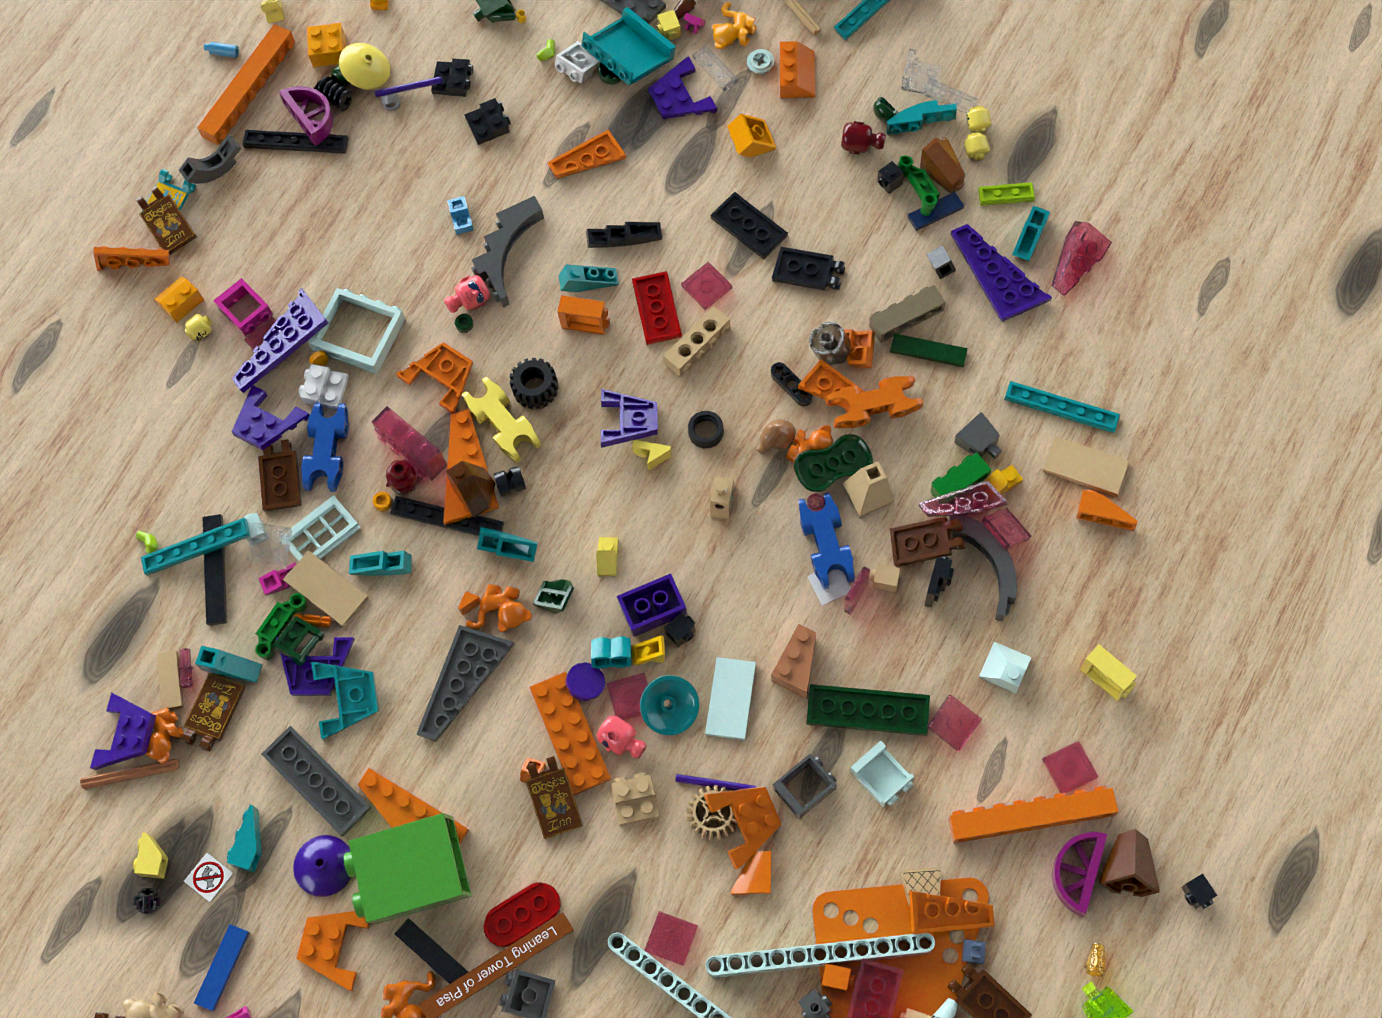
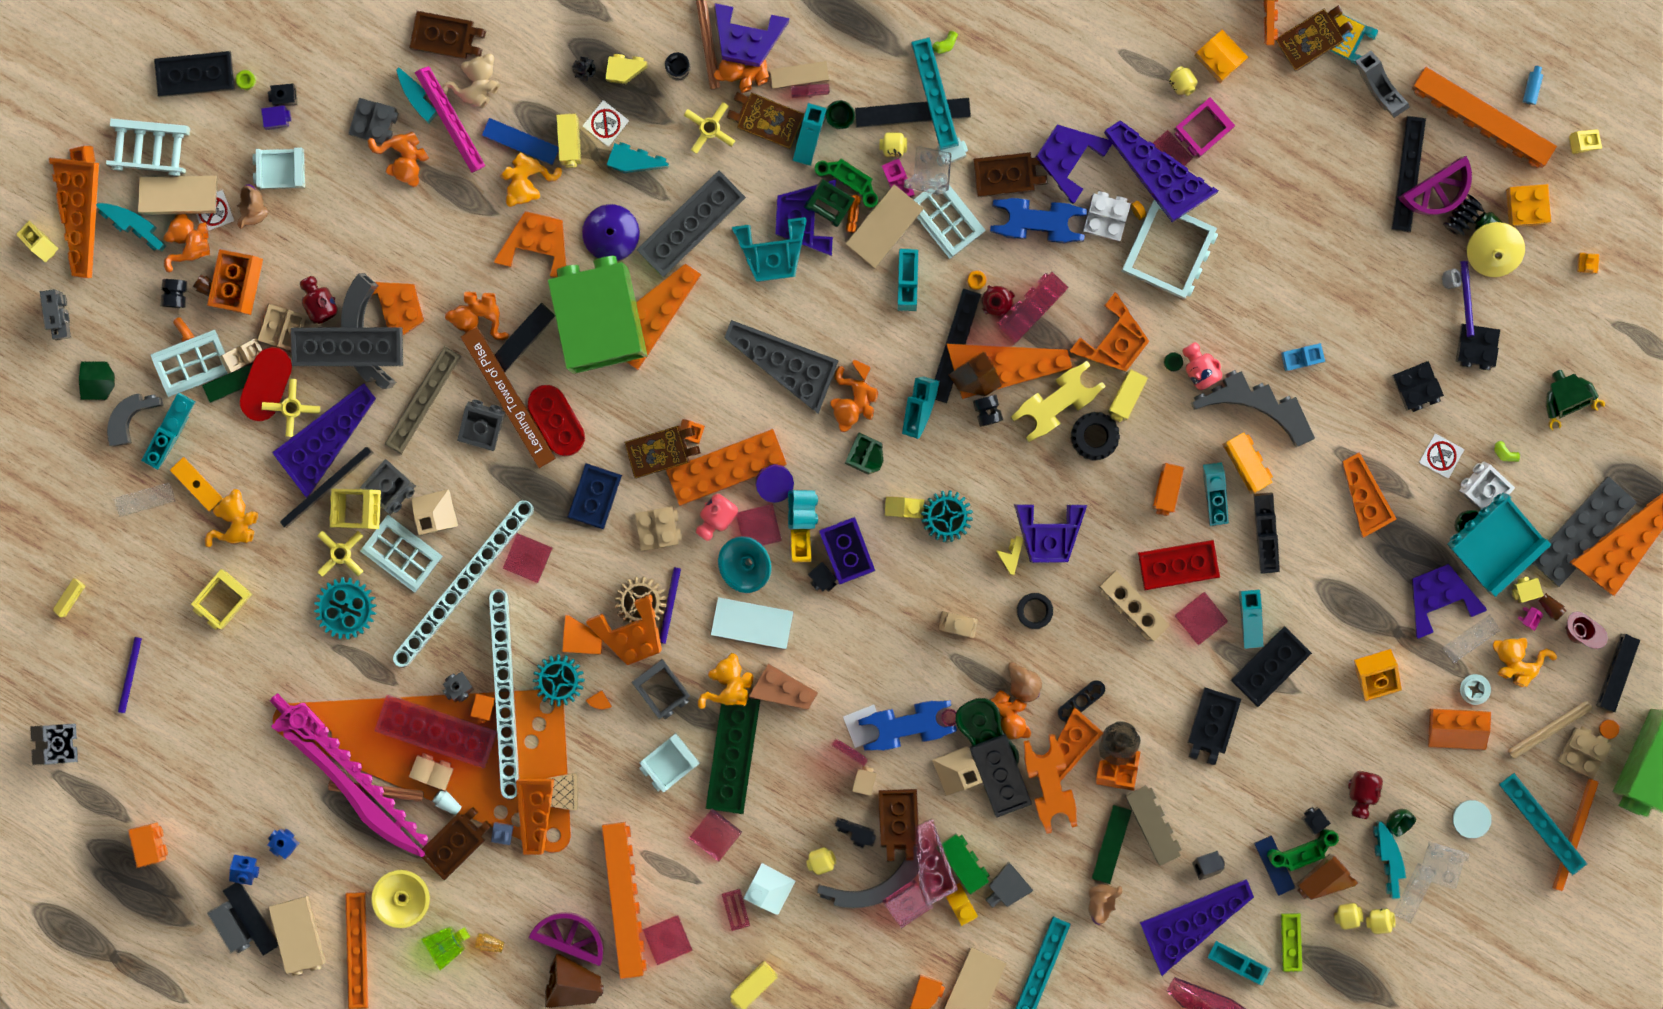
camera: 85 degrees right, 20 degrees up
(150, 801) = (677, 66): none -> black wheel
(211, 634) = (840, 114): none -> dark green hair
(220, 911) = (568, 140): none -> light yellow brick
(222, 771) = (702, 122): none -> light yellow bar
(244, 583) = (893, 144): none -> light yellow head
(271, 963) = (521, 189): none -> light orange animal
(493, 354) = (1127, 396): none -> light yellow window
(550, 101) = (1441, 456): none -> sticker
(559, 252) = (1248, 462): none -> light orange slope
(598, 518) = (943, 499): none -> teal gear
(602, 868) = (594, 496): none -> dark blue tile
(702, 240) = (1251, 618): none -> teal slope
(783, 717) = (728, 673): none -> light orange animal
(811, 899) = (574, 685): none -> teal gear
(821, 852) = (599, 701): none -> orange tile
(865, 448) = (1000, 775): none -> black tile
(878, 57) = (1471, 819): none -> light aqua tile
(971, 615) = (821, 861): none -> light yellow head
(984, 353) = (1102, 902): none -> medium nougat hair
(1011, 698) = (731, 894): none -> clear pink tile

